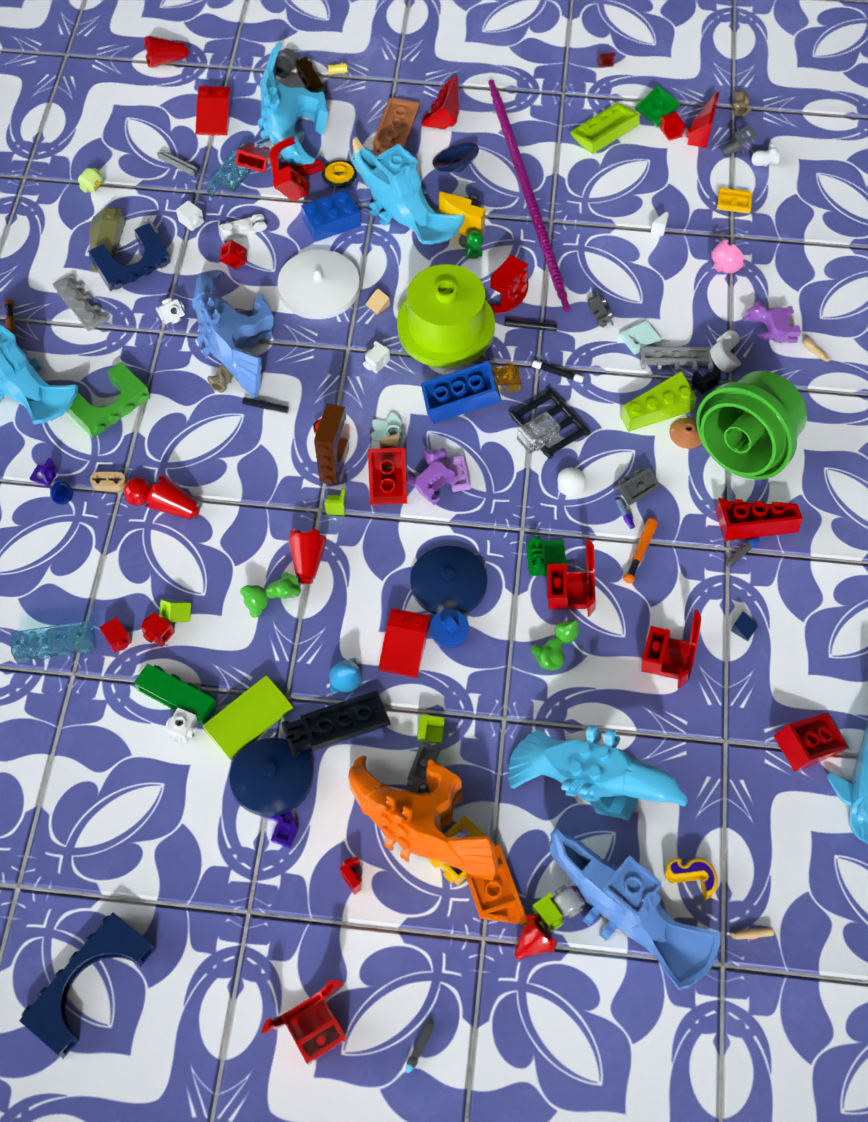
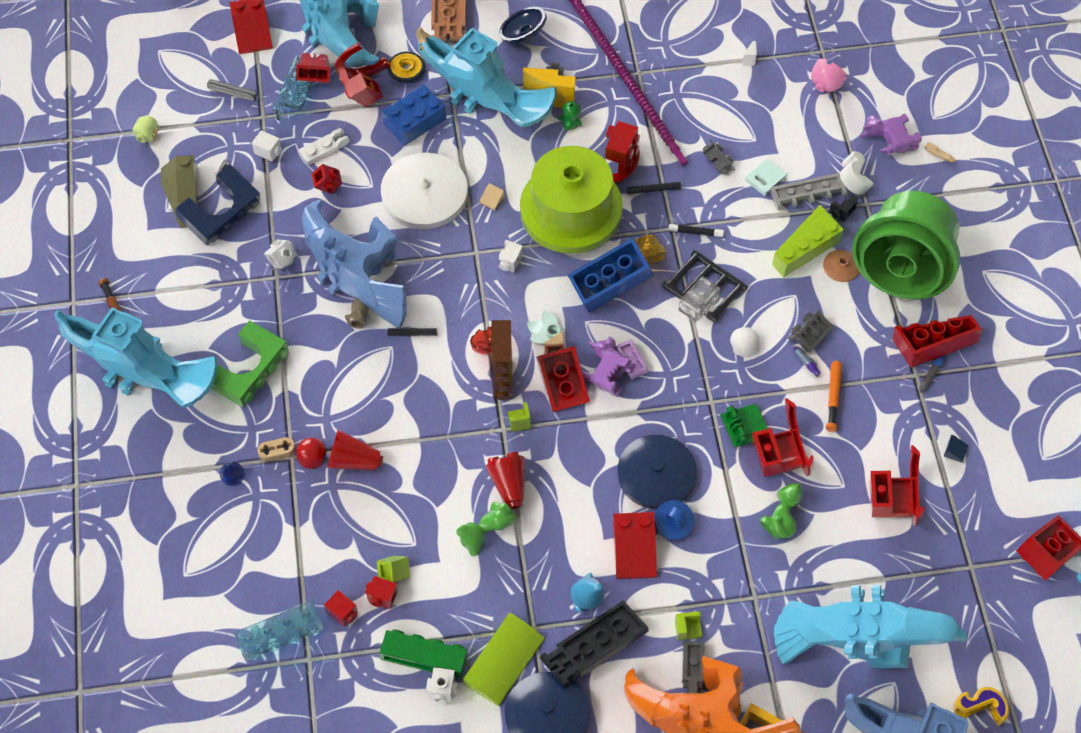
camera: 15 degrees left, 0 degrees up
(48, 473) = (213, 456): dark purple bracket -> none
(78, 303) = (178, 266): light grey hinge -> none
(734, 200) = (814, 13): yellow plate -> none

